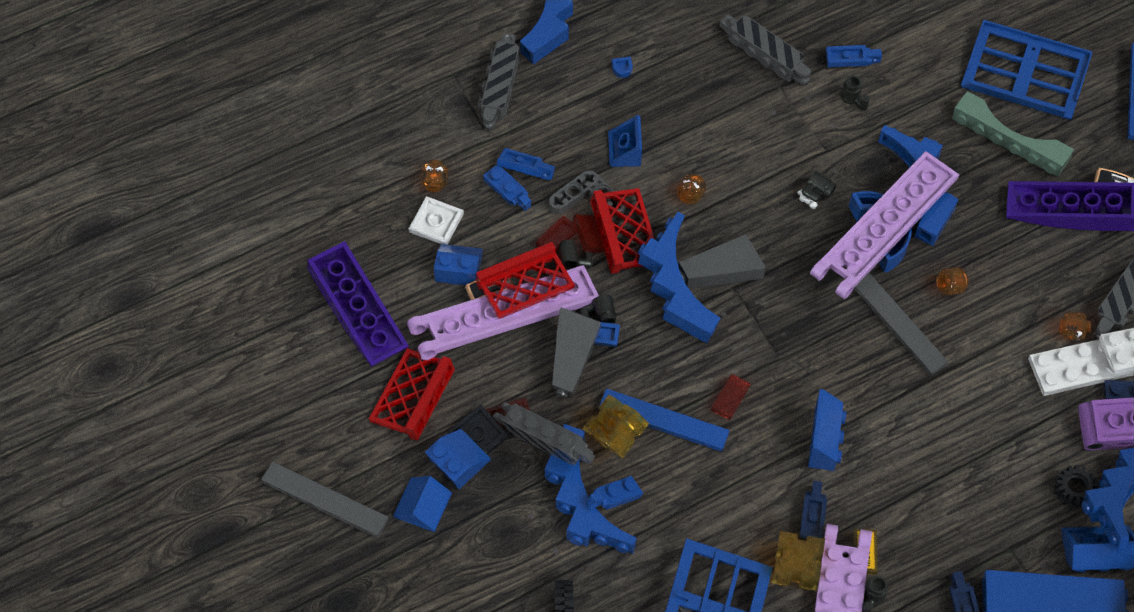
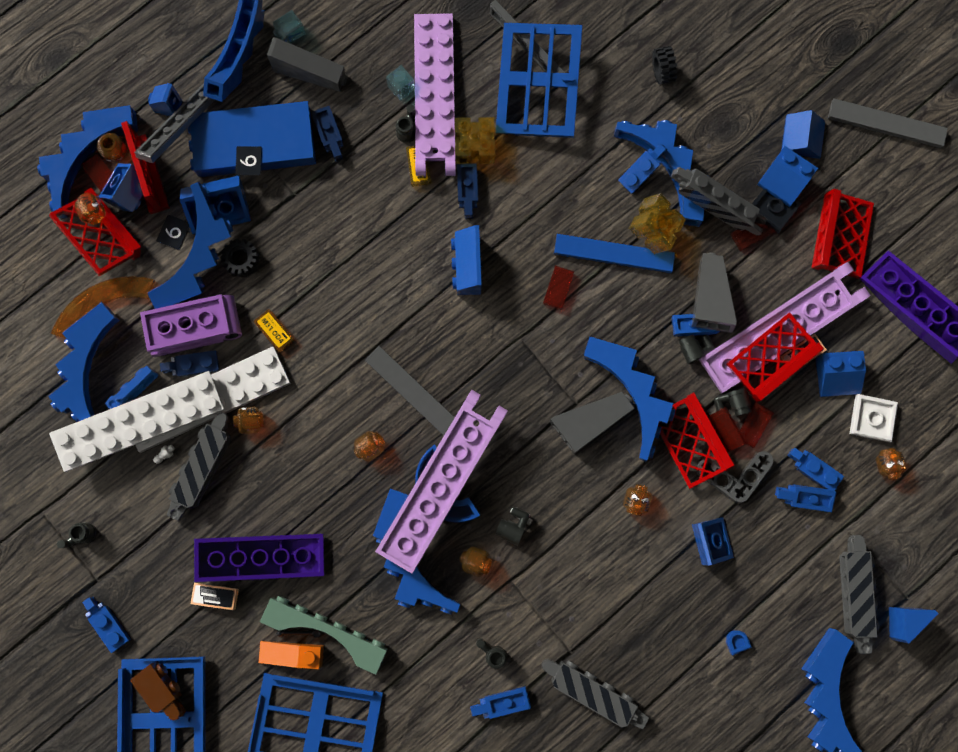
camera: 165 degrees right, 20 degrees up
(461, 48) = (908, 622): none -> blue slope
(859, 166) = (476, 561): none -> clear orange head
(1041, 123) = (291, 654): none -> orange slope
(1042, 409) = (274, 330): none -> tile
(1061, 578) = (248, 160): none -> black sticker

